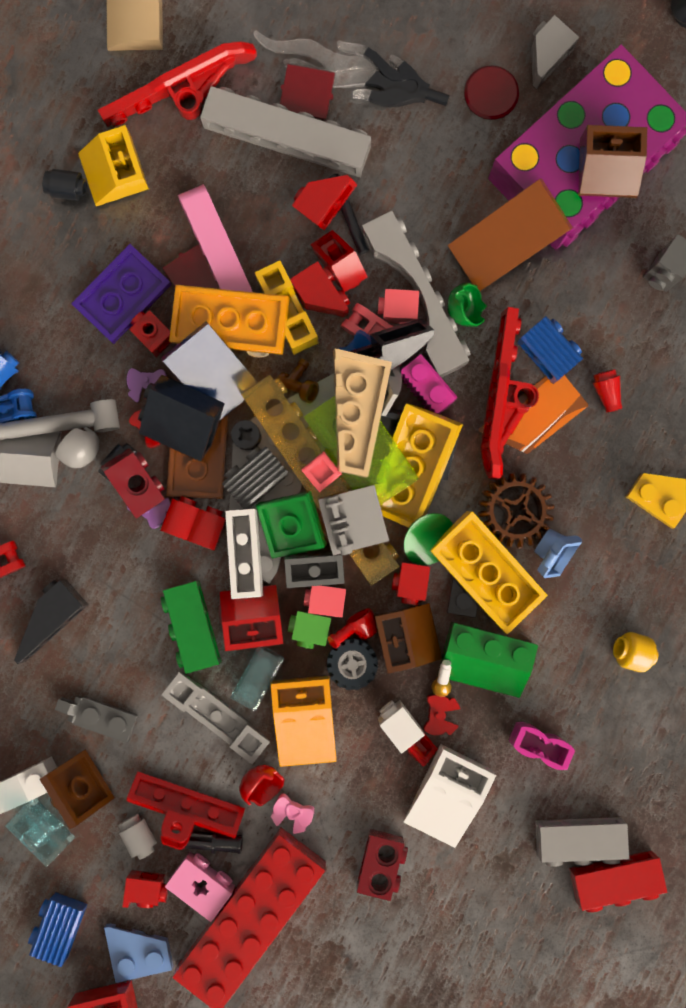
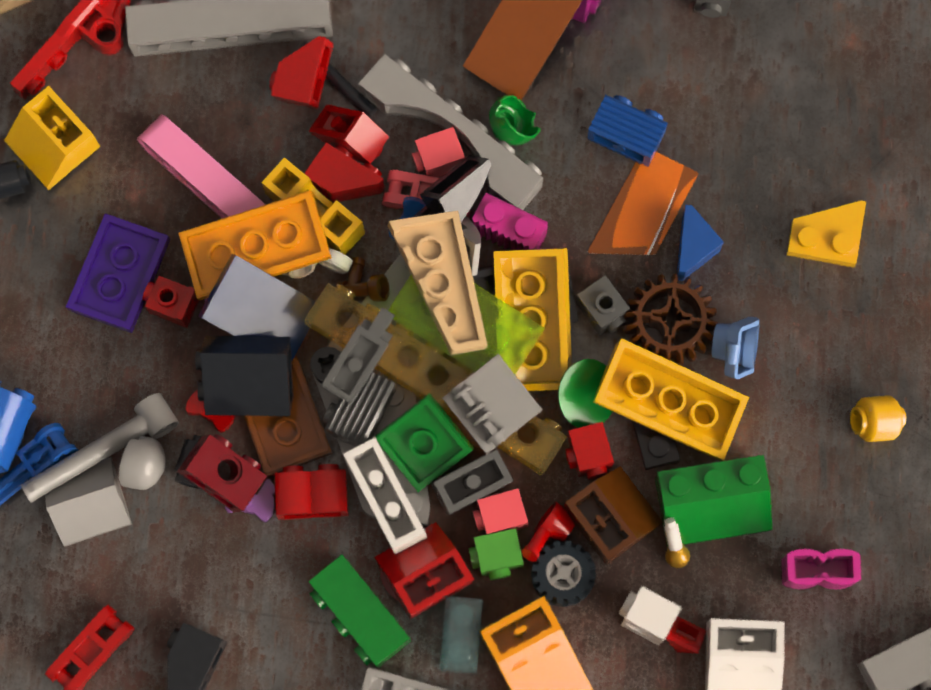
camera: 20 degrees left, 10 degrees down
(138, 380) = (177, 361): medium lavender piece -> none
(191, 270) = (183, 213): dark red piece -> none
(268, 443) = (359, 357): none -> dark grey hinge
(288, 357) = (338, 263): none -> white tile
(321, 471) = (432, 365): coral tile -> none
(436, 724) = (686, 589): red piece -> none
(470, 478) = (603, 306): none -> dark grey brick
(503, 407) = (603, 212): red piece -> none
(562, 459) = (697, 243): none -> blue slope
(609, 390) = (712, 145): red cone -> none

